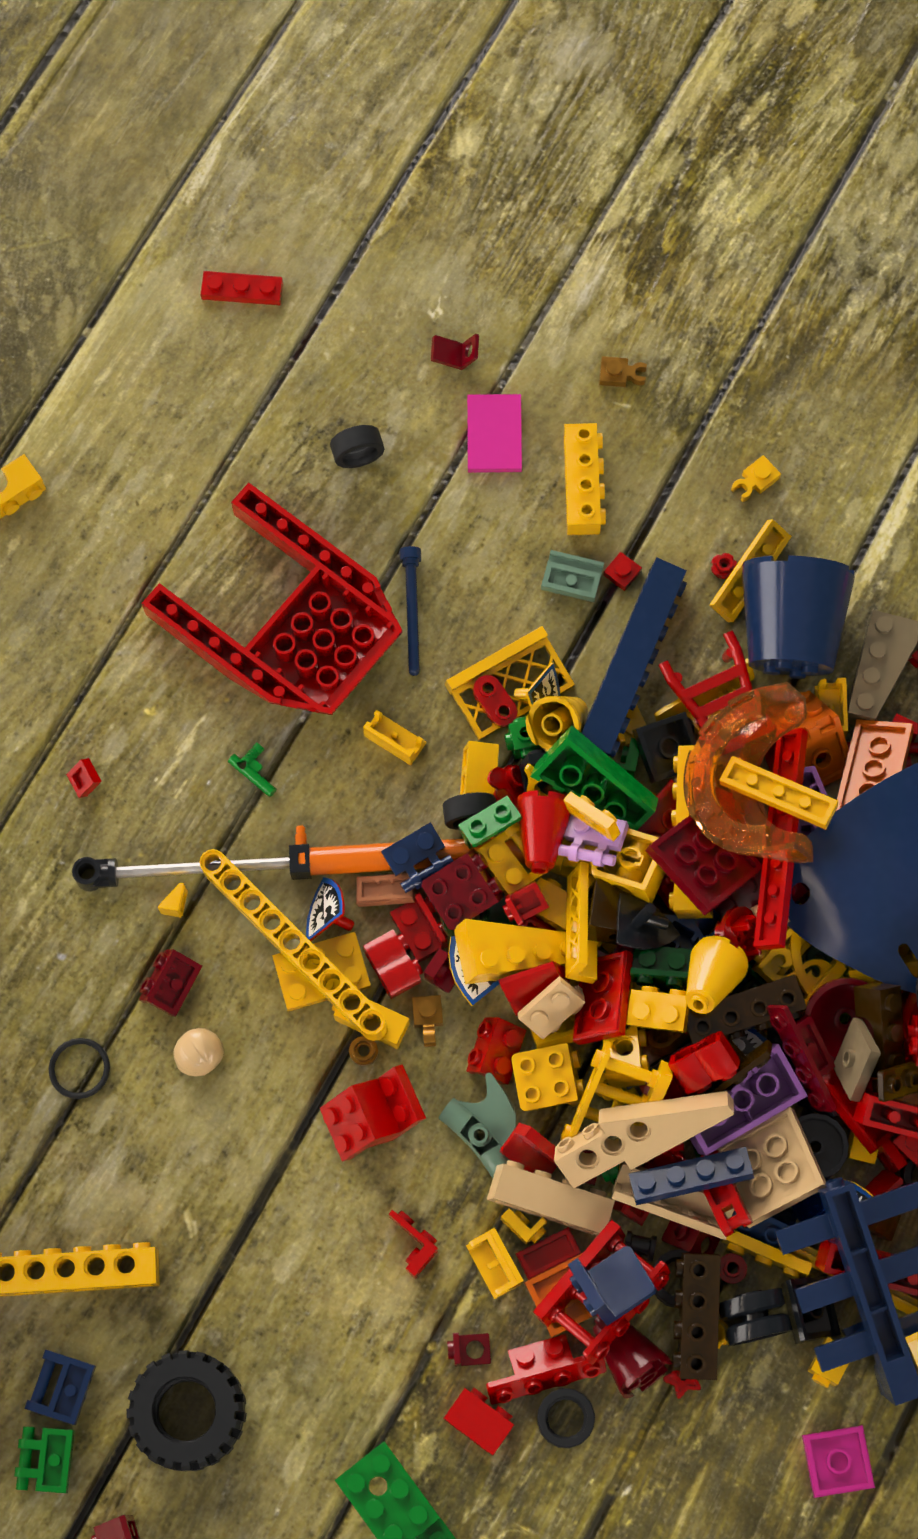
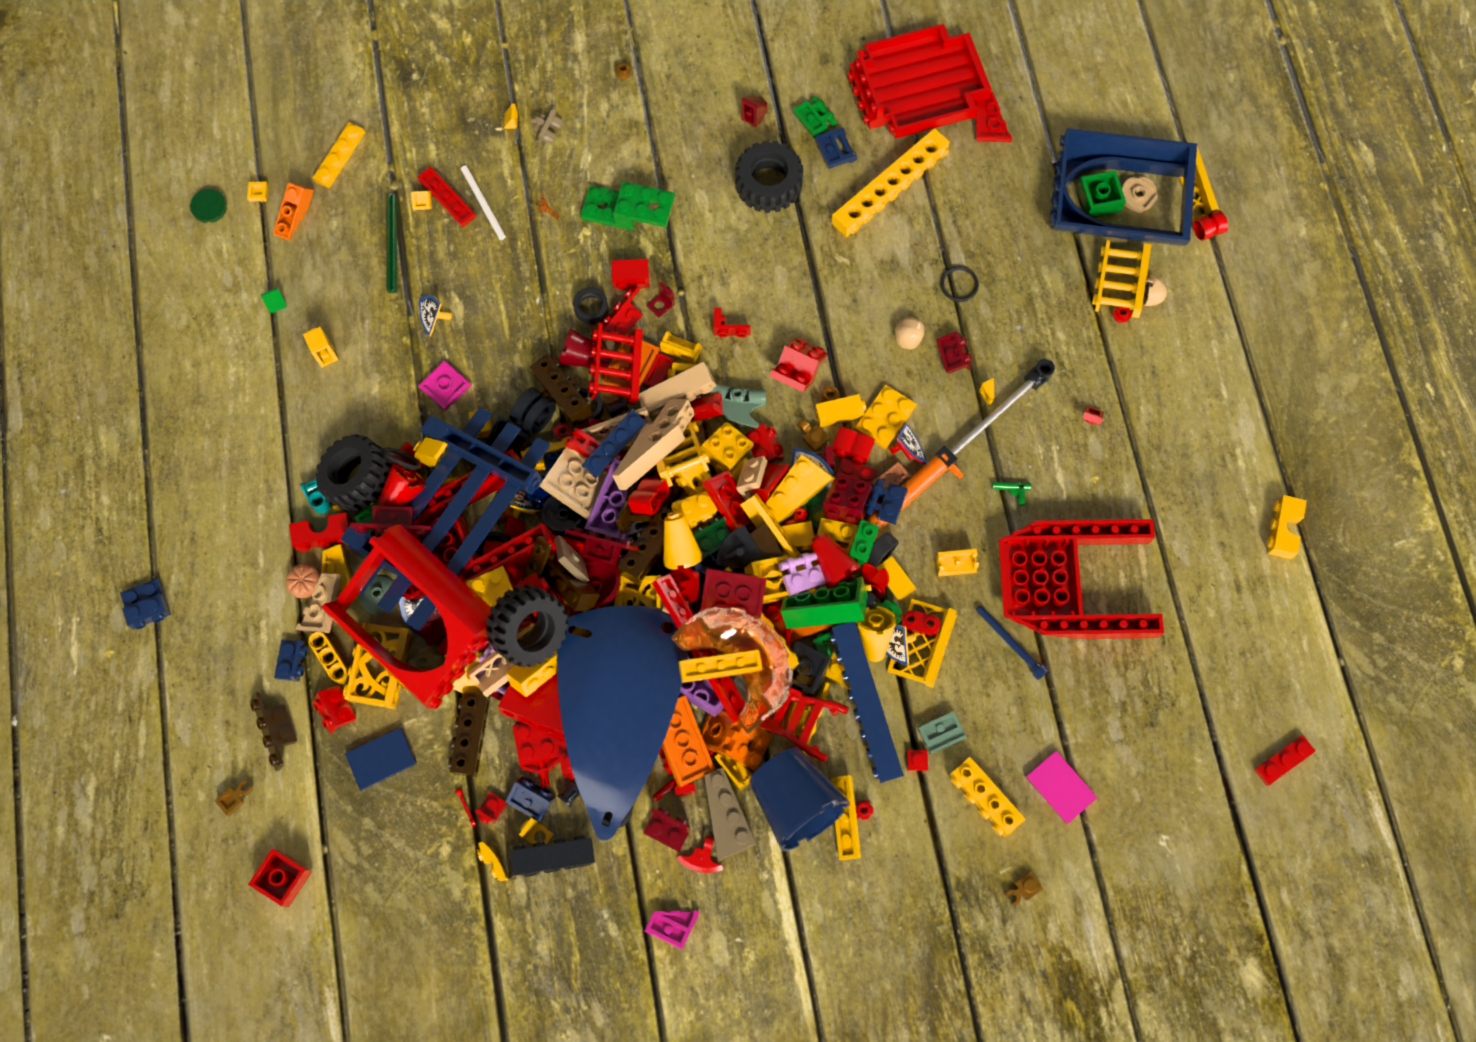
camera: 140 degrees right, 0 degrees up
(282, 934) = (918, 404): yellow beam -> none
(357, 446) = (1127, 708): black tyre -> none
(454, 353) = (1130, 817): dark red bracket -> none
(525, 903) = (810, 517): red bracket -> none
(585, 810) = (803, 578): yellow plate -> none
(613, 1284) = (612, 360): dark blue bracket -> none
(757, 476) = (889, 887): yellow plate -> none

